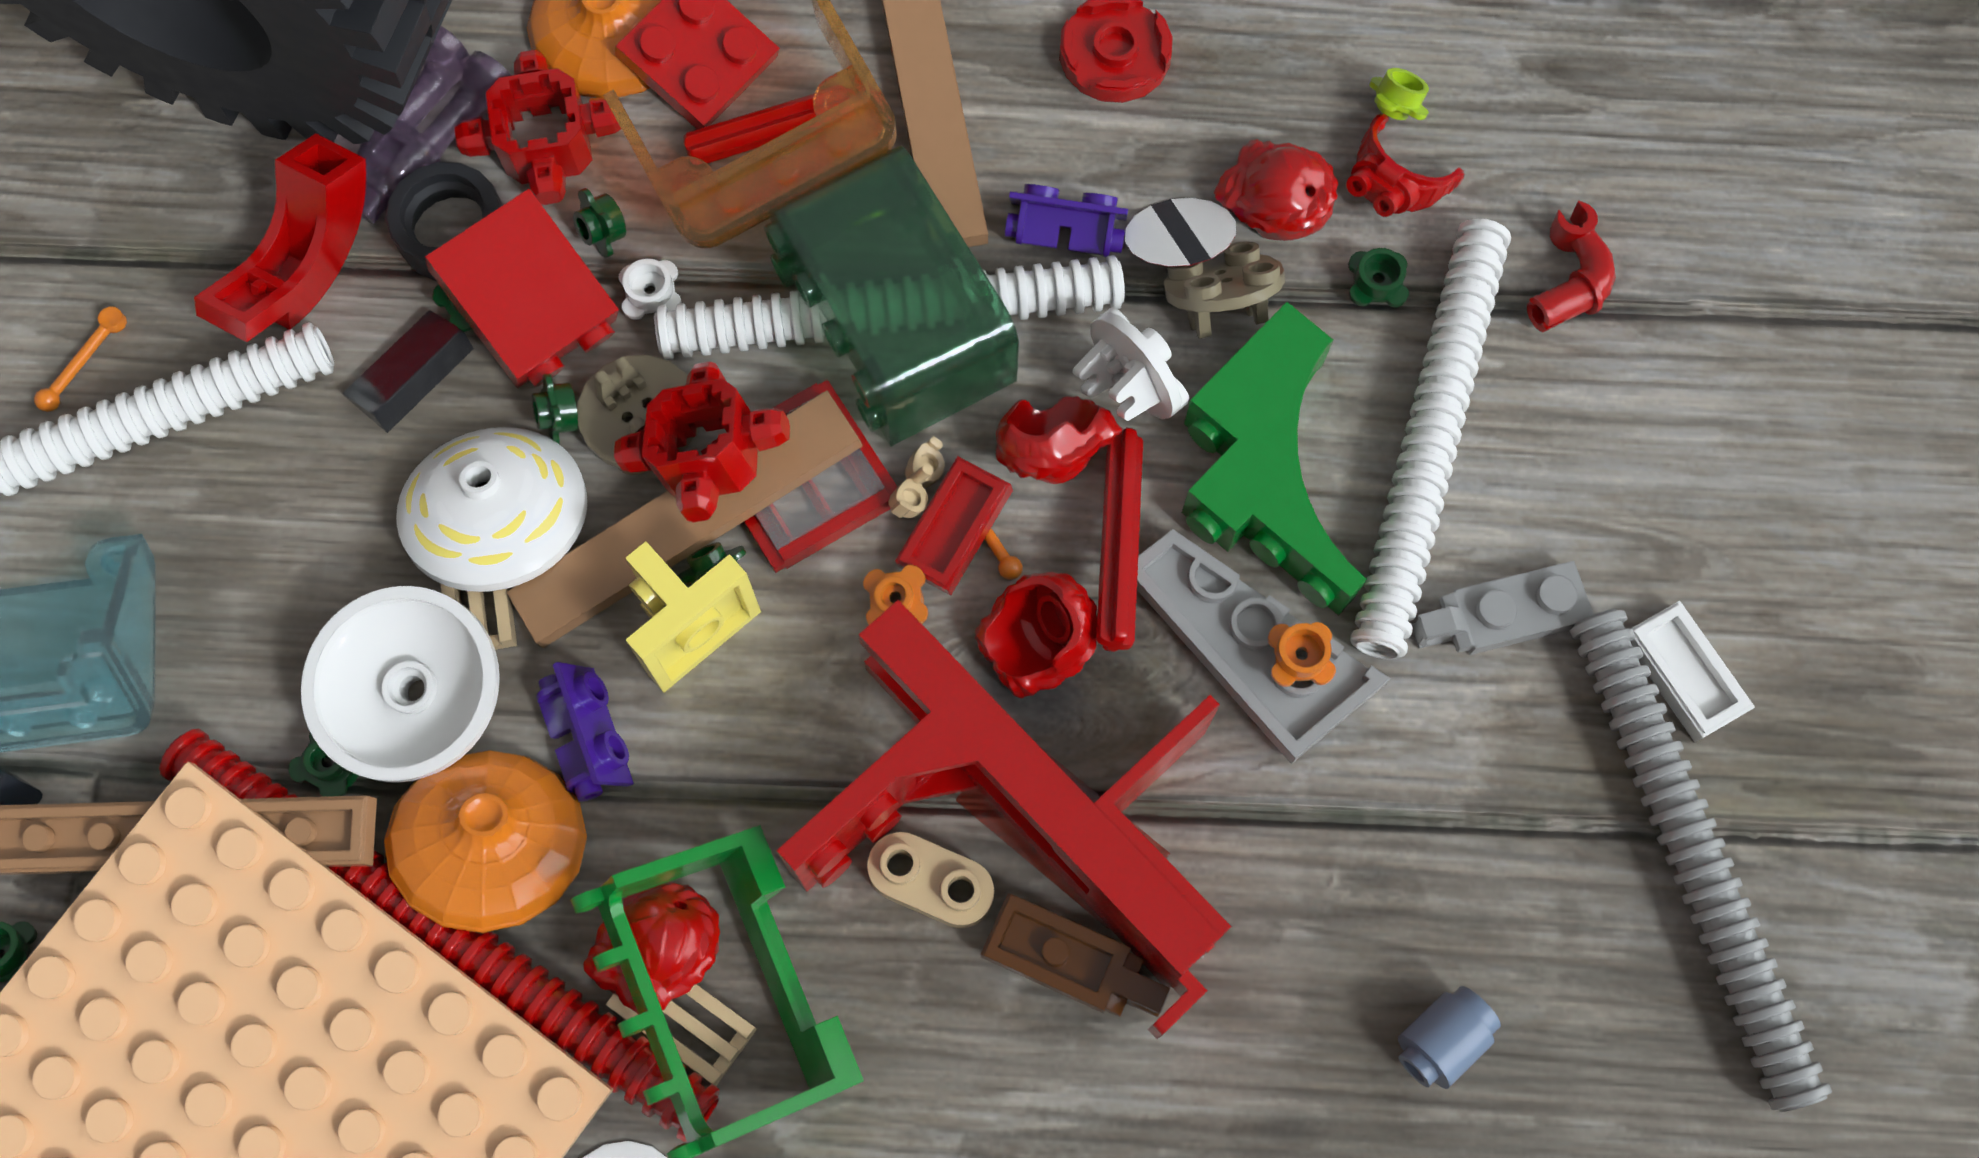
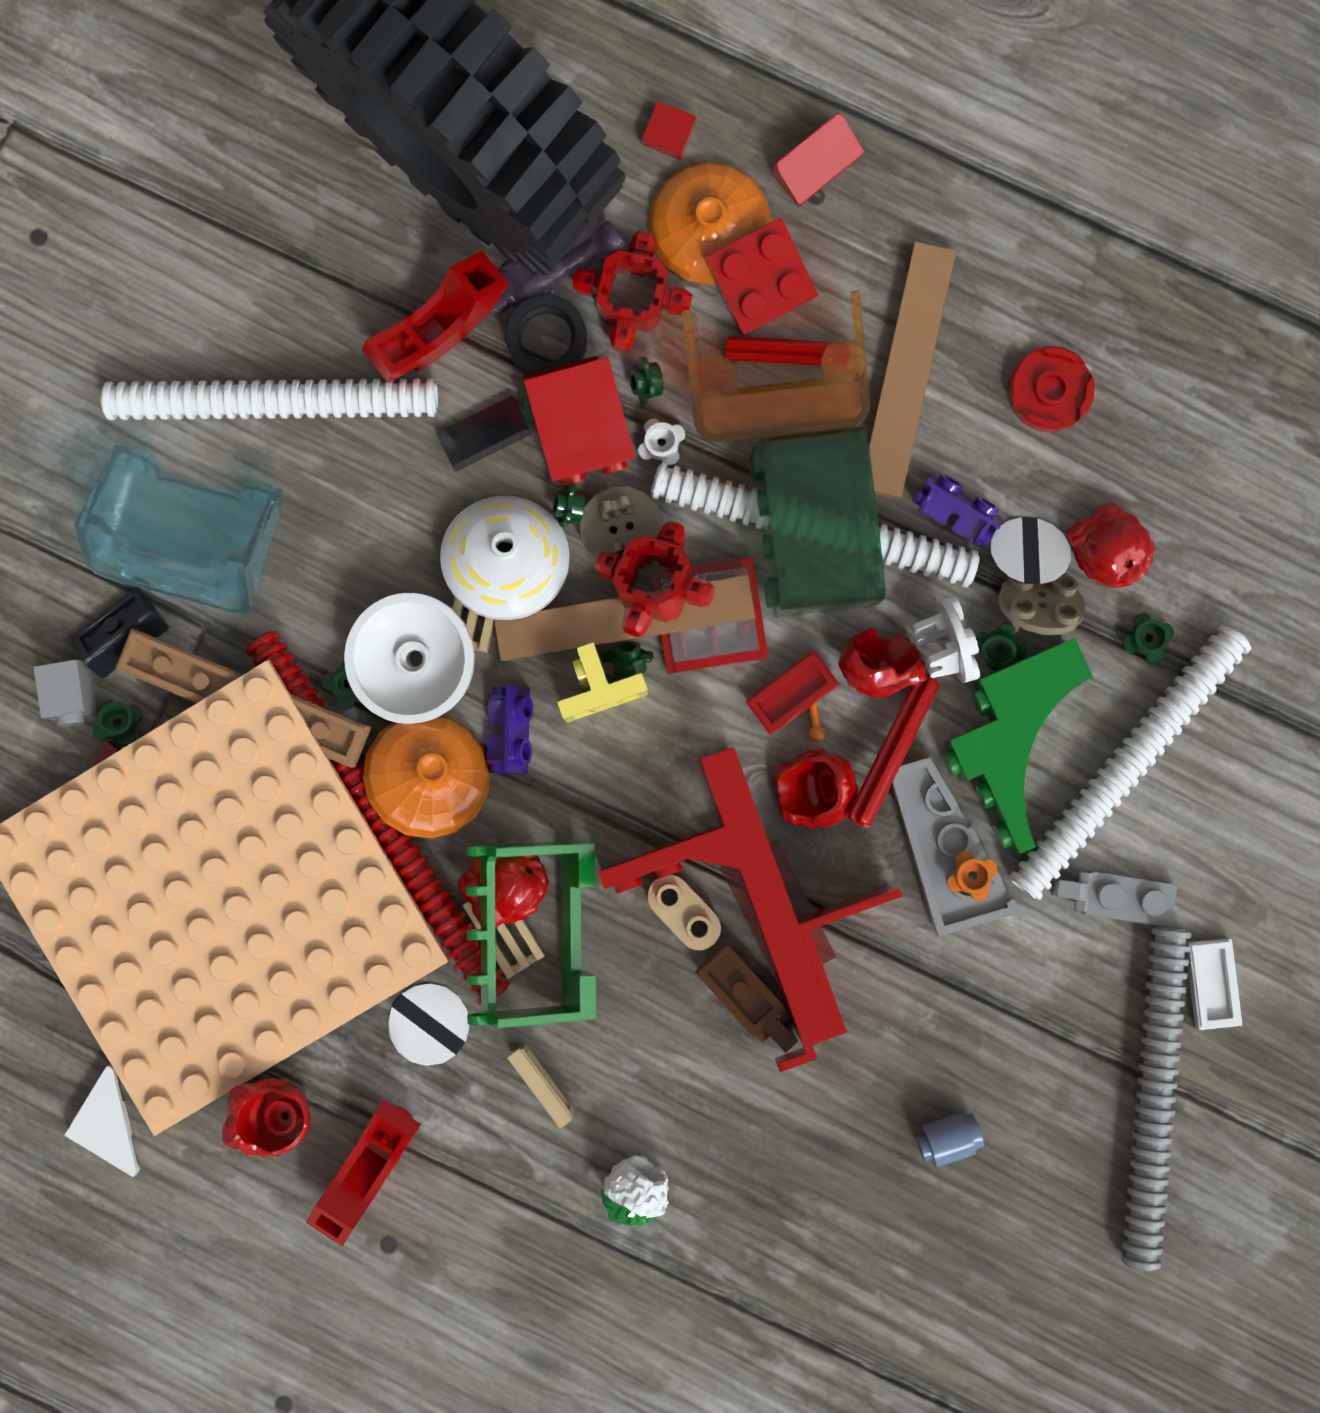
camera: 25 degrees right, 15 degrees up
(110, 321) = (302, 316): orange hinge -> none
(906, 582) = (746, 720): orange plate -> none
(922, 471) = (789, 645): tan piece -> none
(1198, 342) = (997, 658): none -> dark green plate
(1390, 185) = (1185, 572): red helmet -> none
(1400, 94) = (1230, 510): lime plate -> none
(1587, 285) = (1287, 703): red piece -> none

